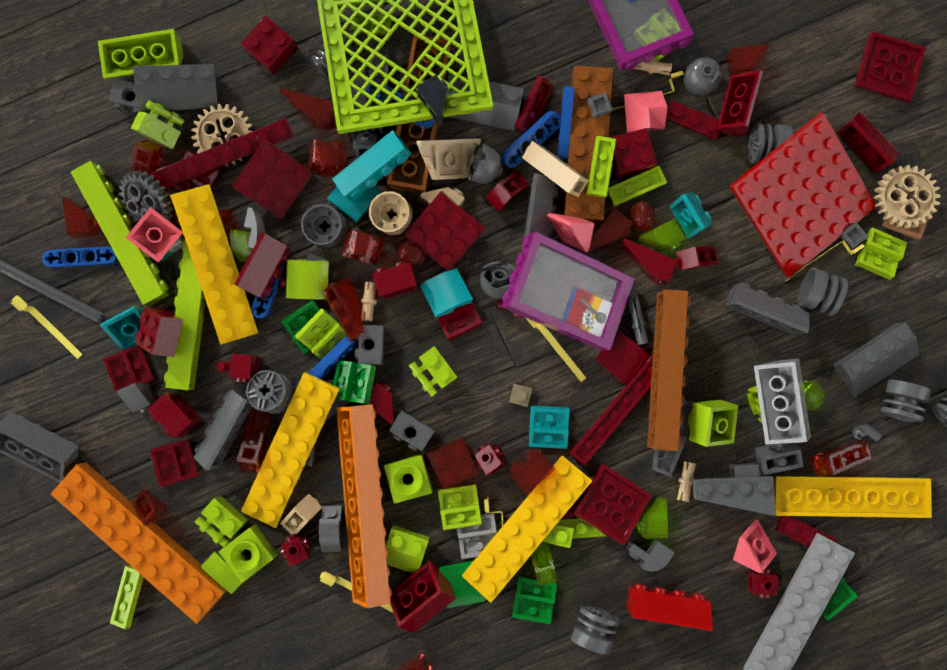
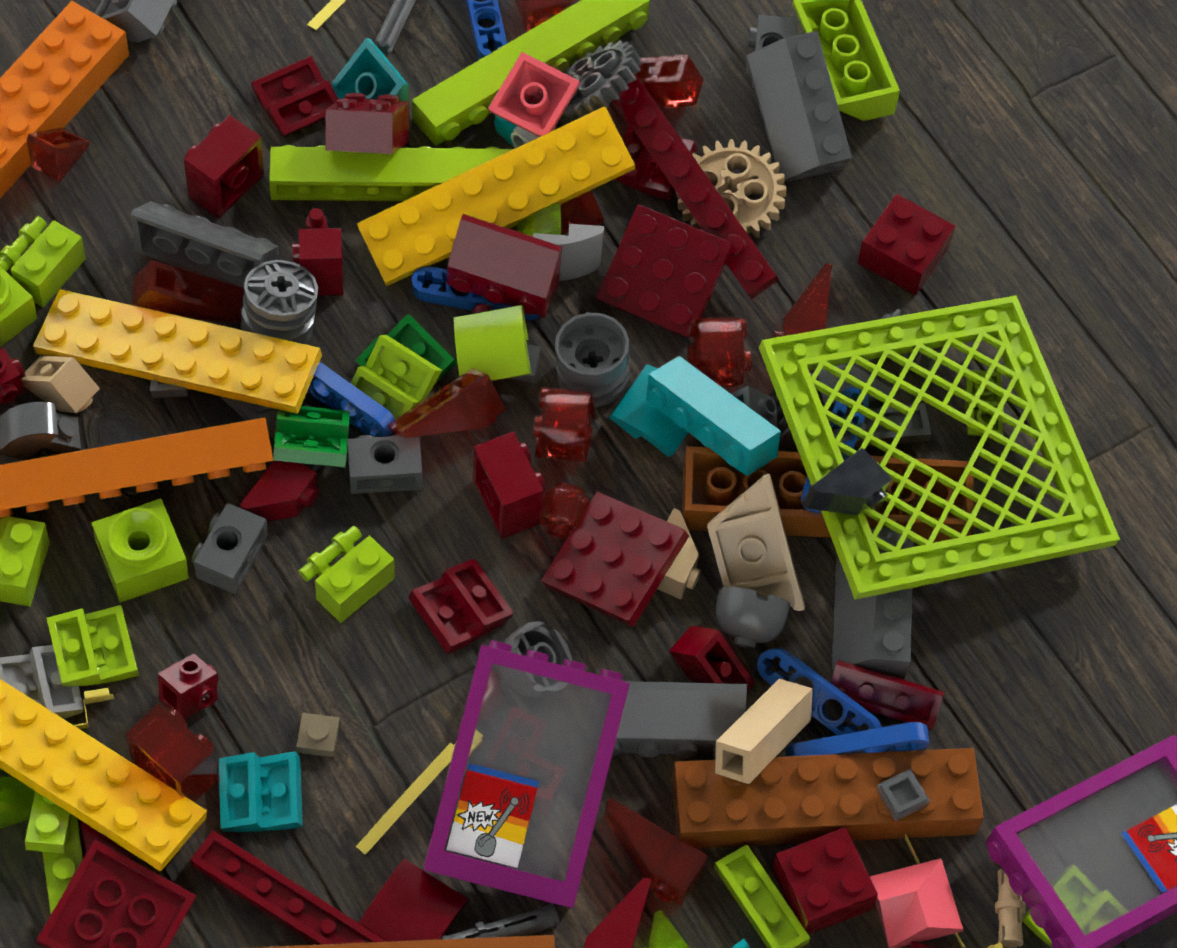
camera: 75 degrees right, 25 degrees down
(137, 397) = (253, 104): dark grey slope -> none
(156, 130) = (720, 85): lime brick -> none
(173, 462) = (138, 178): dark red slope -> none
(368, 301) = (452, 452): tan pin -> none
(385, 204) = (633, 463): tan wheel -> none
(446, 292) = (499, 577): teal slope -> none
(452, 463) = (175, 621): clear red brick -> none
(573, 230) = (652, 780): coral slope -> none
(601, 166) = (781, 806): lime plate -> none
(642, 216) = (702, 918): clear red head -> none

